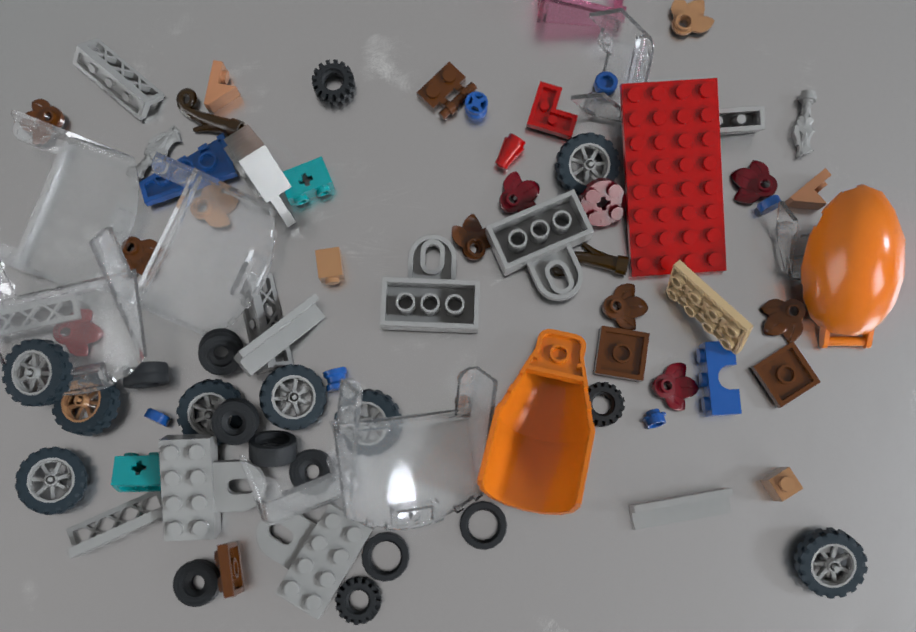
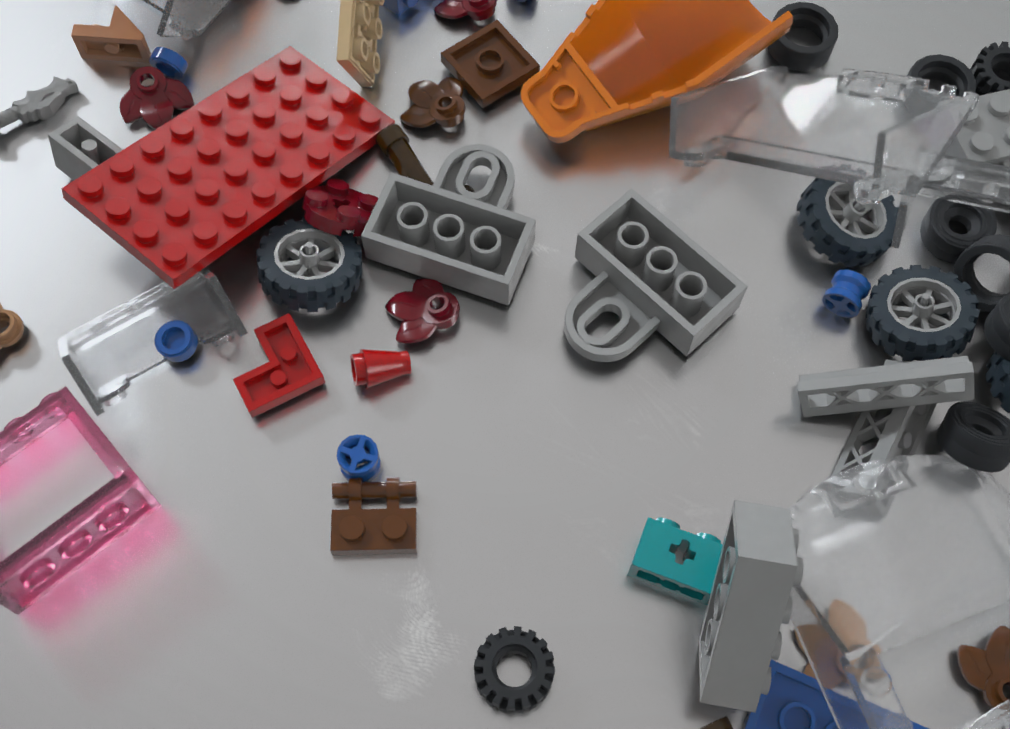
camera: 135 degrees left, 15 degrees down
(330, 265) = (740, 426): medium nougat brick -> none
(471, 234) = (528, 311): reddish brown plate -> none
(615, 399) = (552, 24): black tyre -> none

